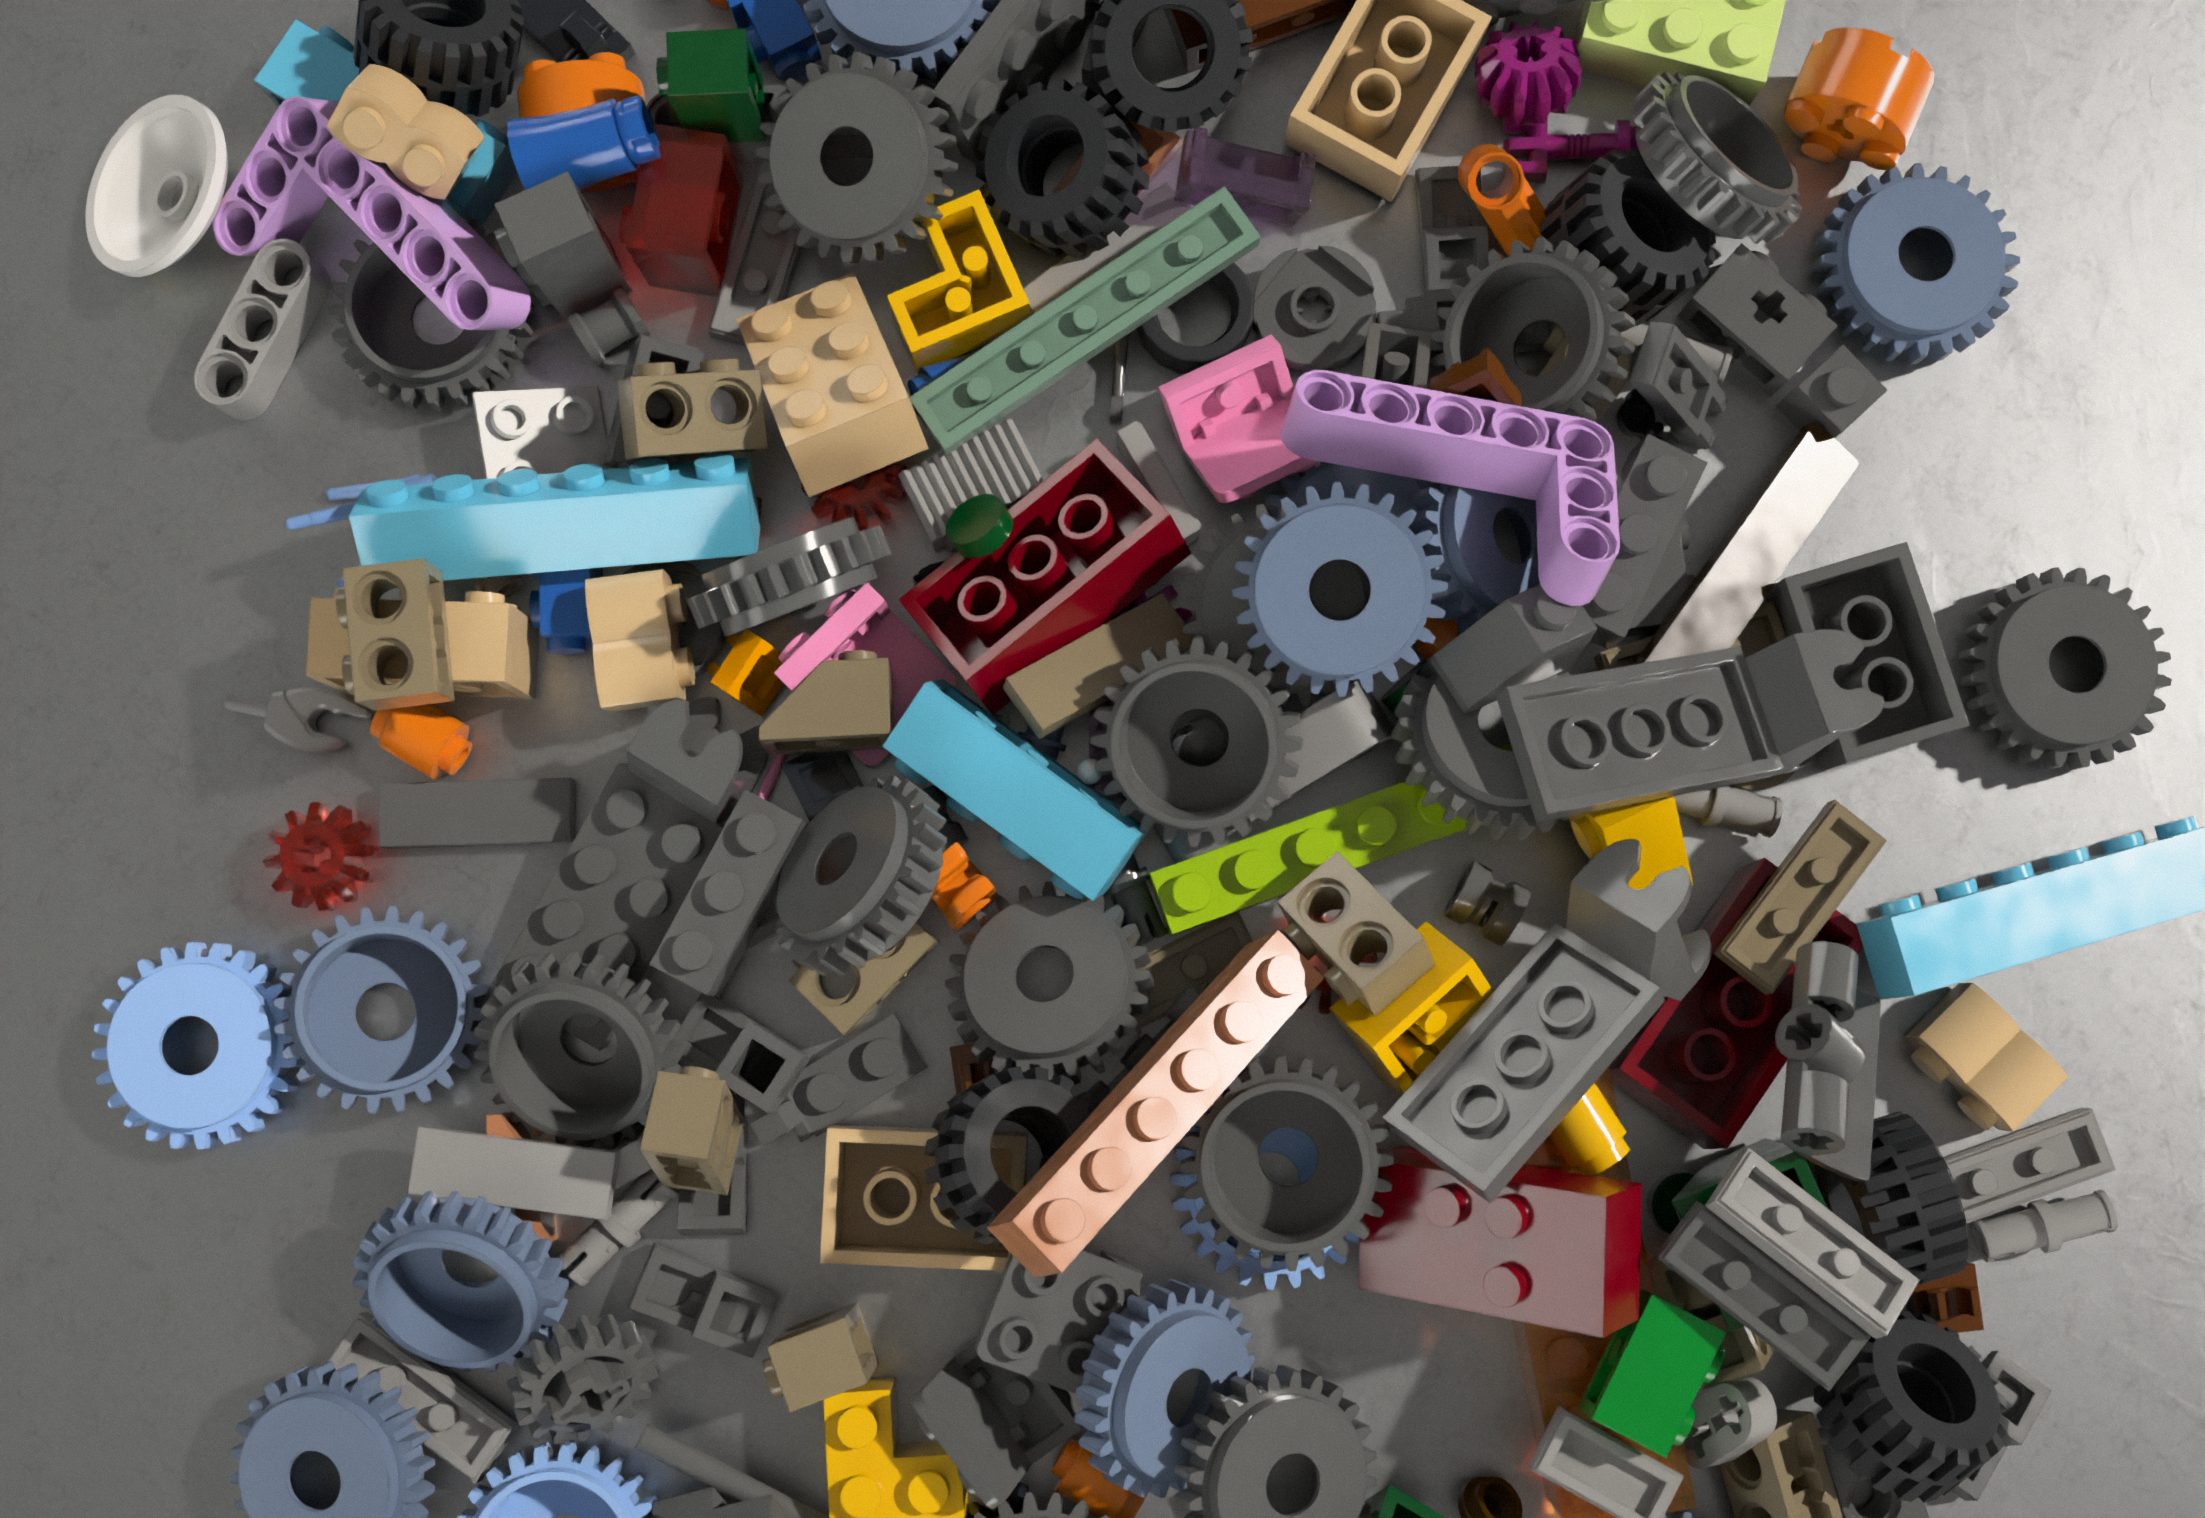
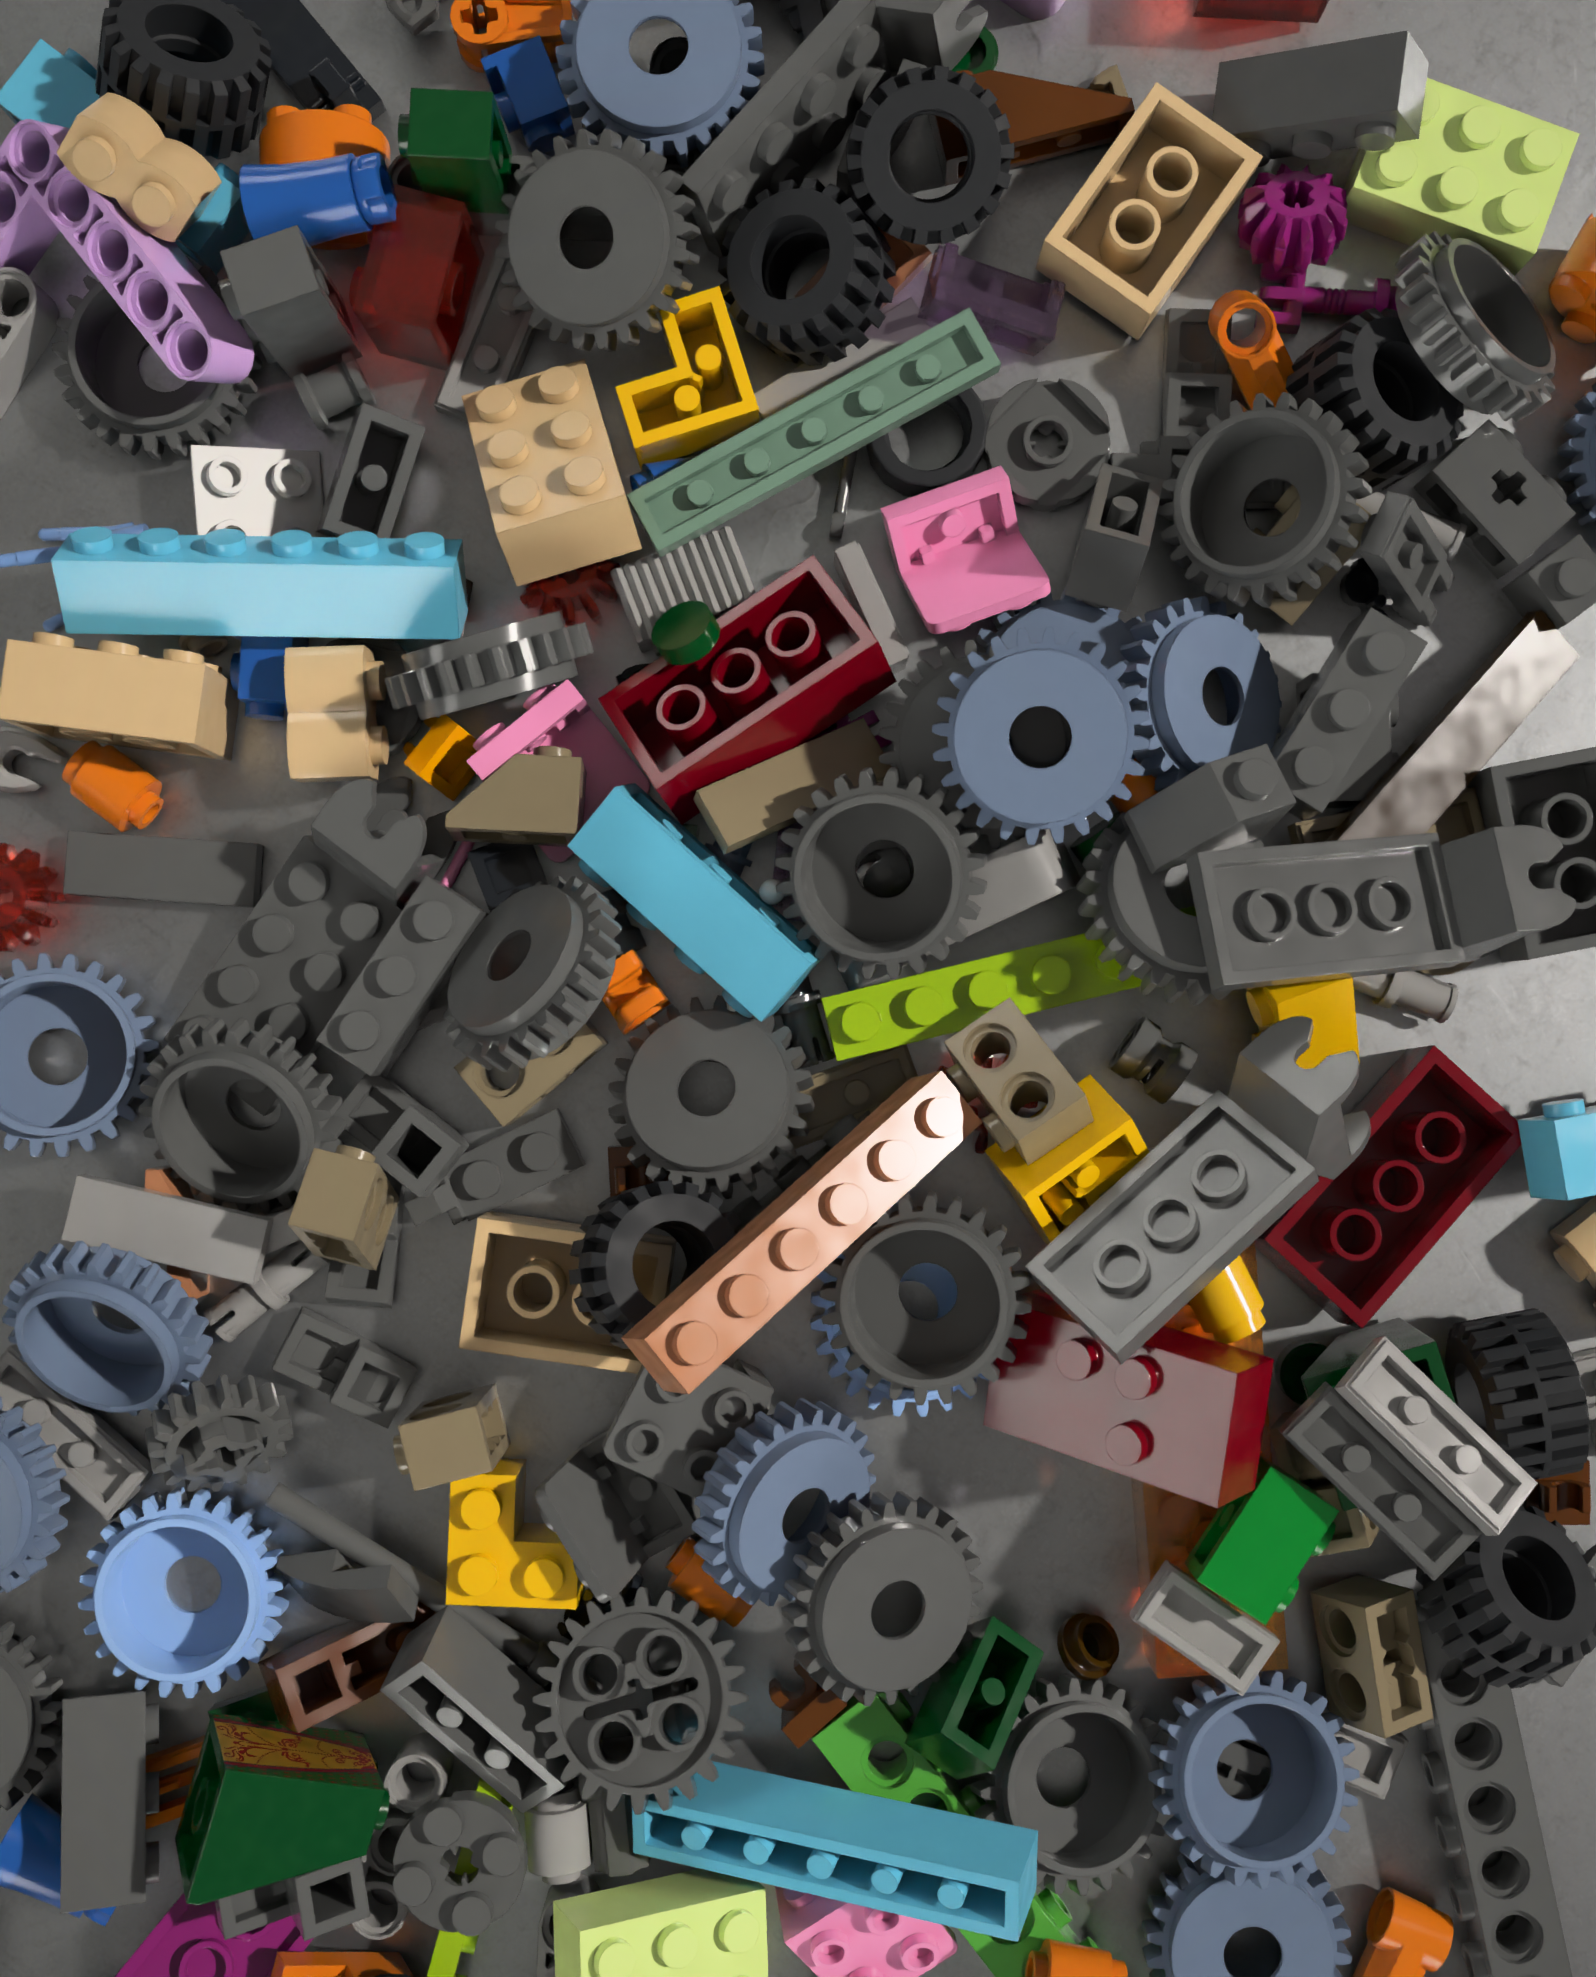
camera: 10 degrees right, 5 degrees up
(414, 629) = (107, 683): dark tan brick -> none
(693, 425) = (407, 503): dark tan brick -> none
(1477, 446) = (1198, 602): lavender beam -> none
(1479, 378) = (1201, 548): reddish brown tile -> none
(1730, 1434) = (1329, 1602): light grey beam -> none
(1800, 896) = (1465, 1088): dark tan tile -> none
(1830, 1062) = (1475, 1256): dark grey panel -> none

